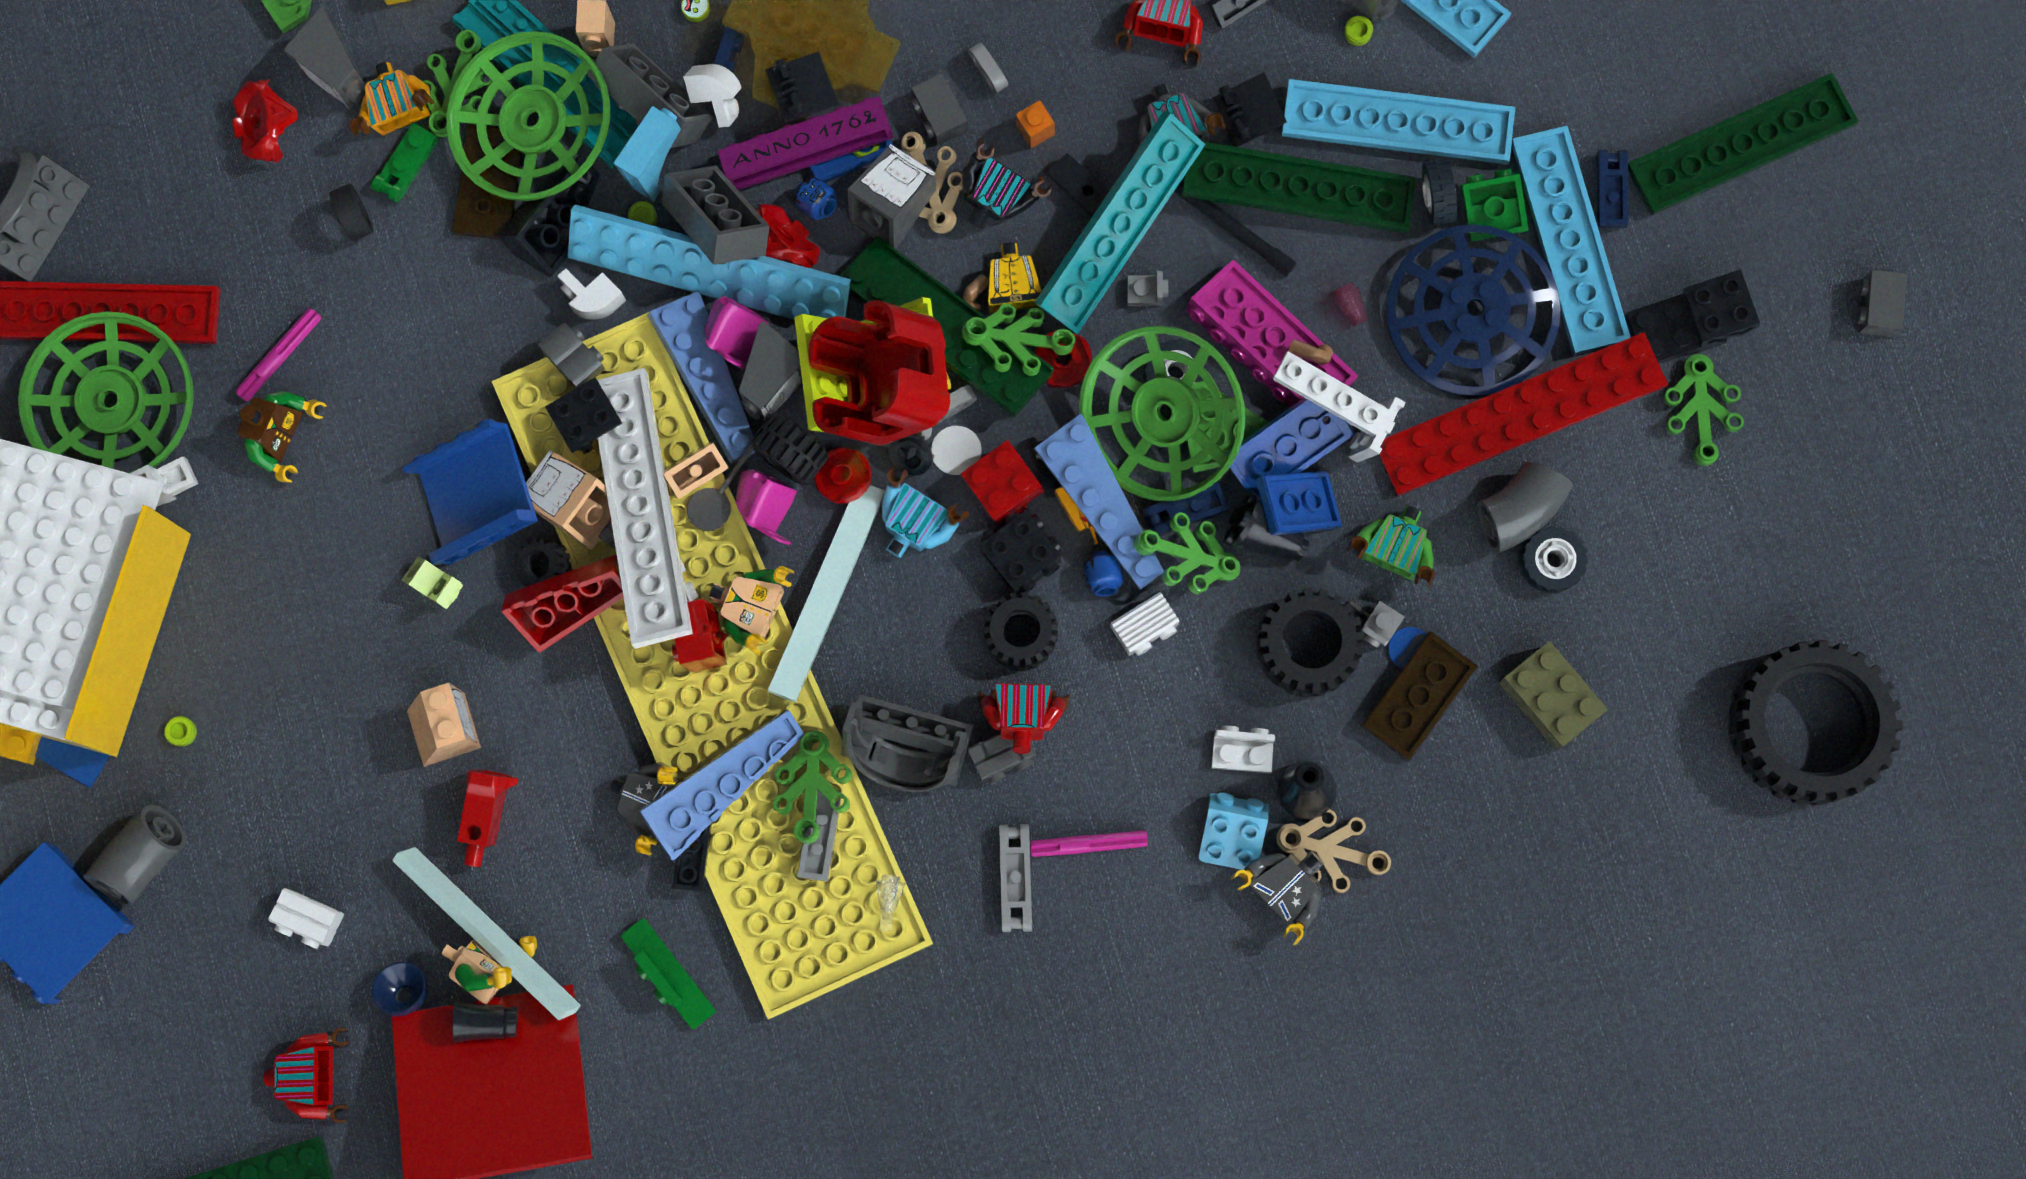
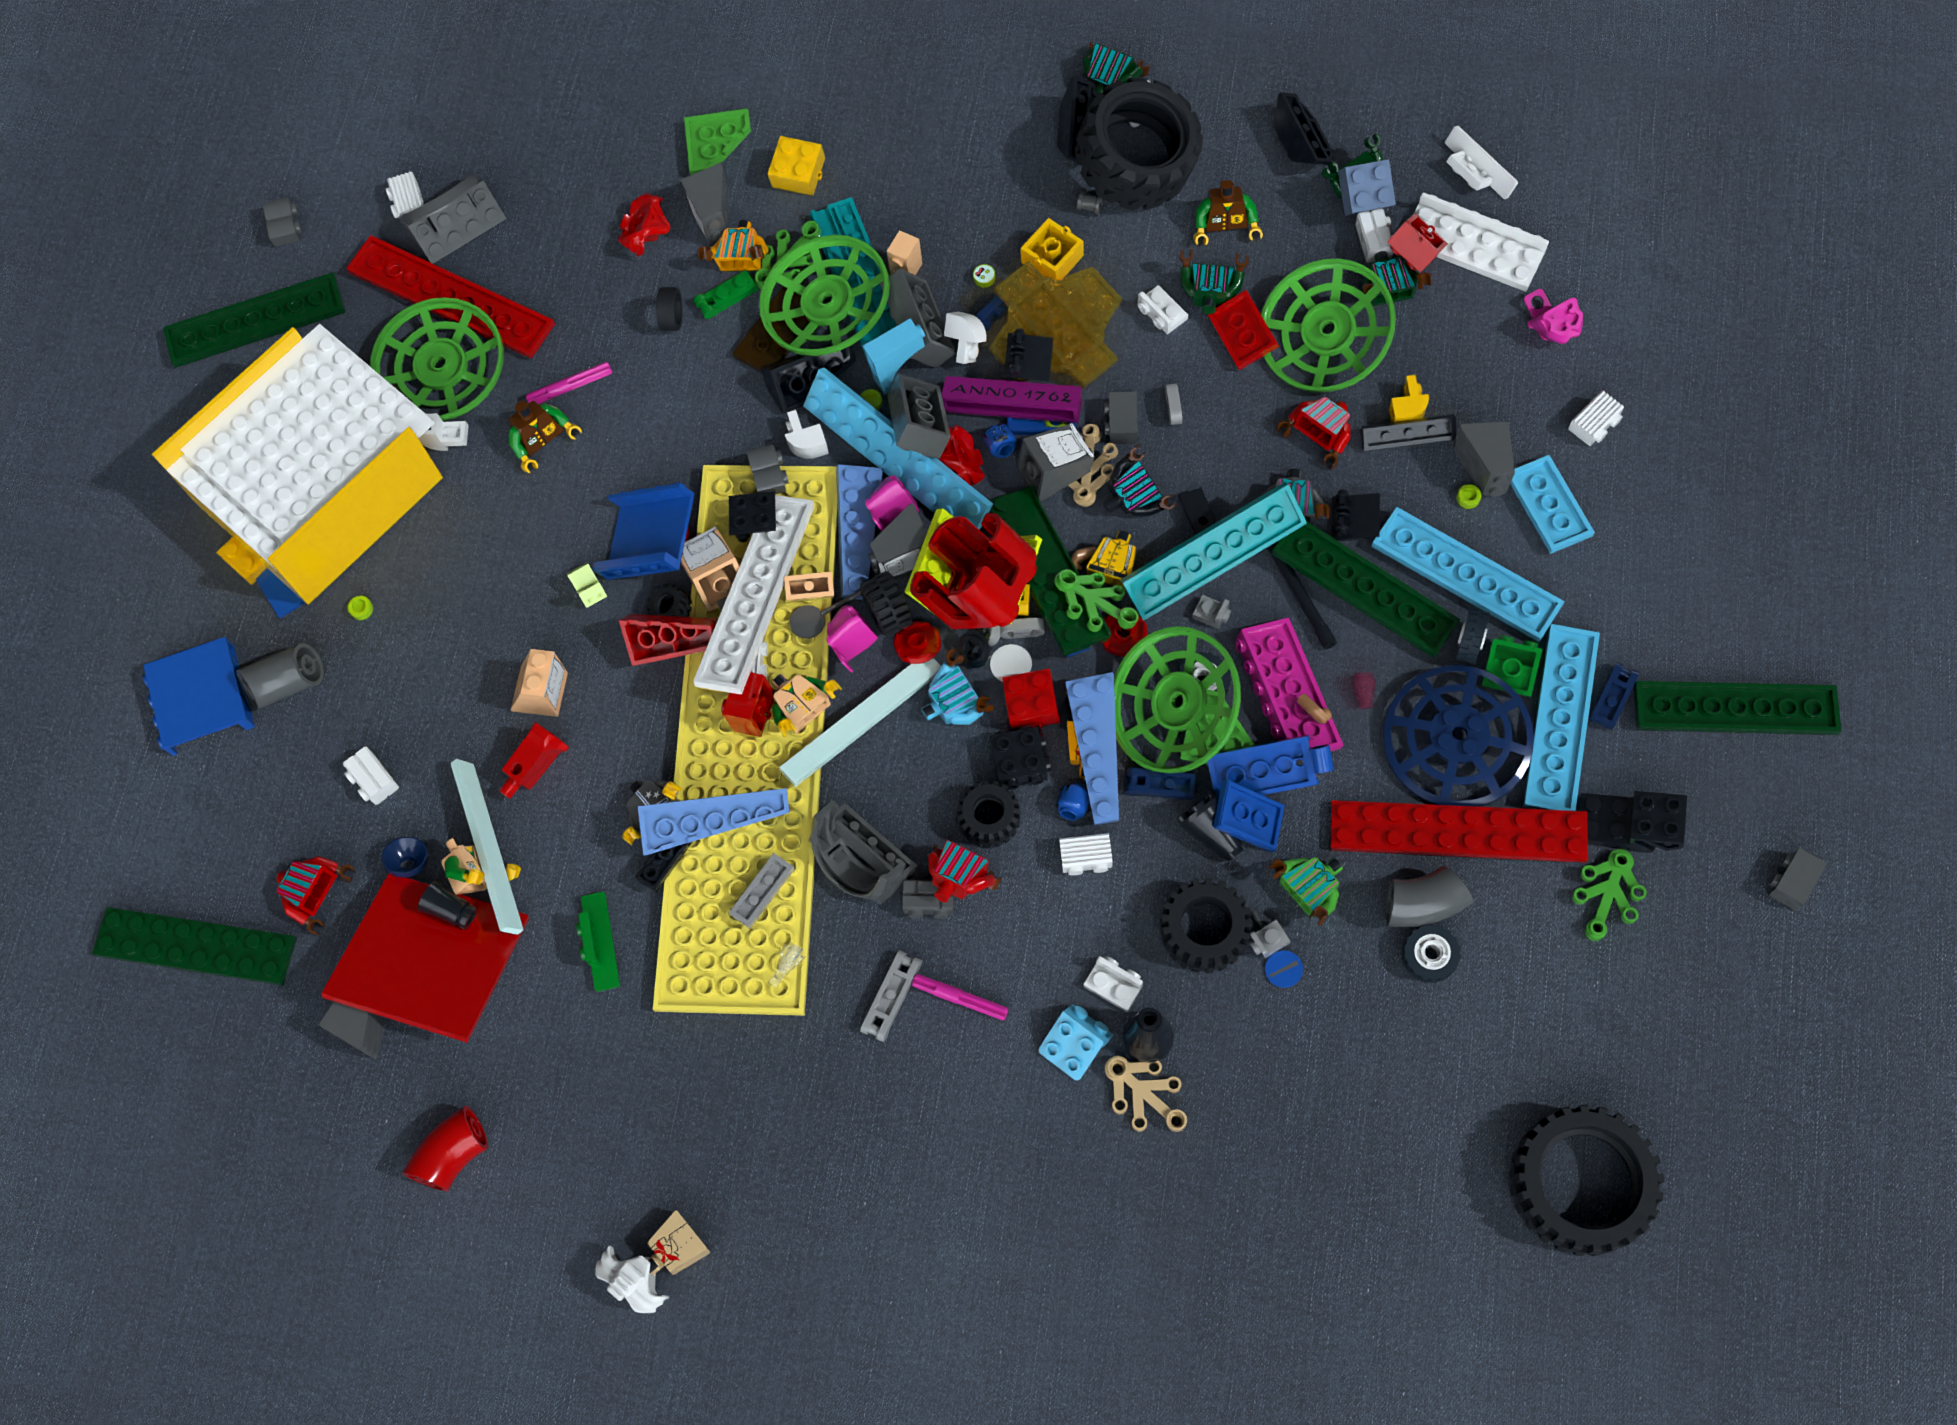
camera: 30 degrees right, 10 degrees down
(810, 783) = (774, 849): bright green plant -> none
(1035, 124) = (1187, 457): orange brick -> none
(1191, 553) = (1146, 815): bright green plant -> none
(1286, 887) = (1093, 1102): dark grey torso -> none
(1370, 417) = (1315, 750): white bracket -> none
(1419, 696) = (1272, 1007): dark brown plate -> none
(1553, 696) = (1379, 1057): olive brick -> none

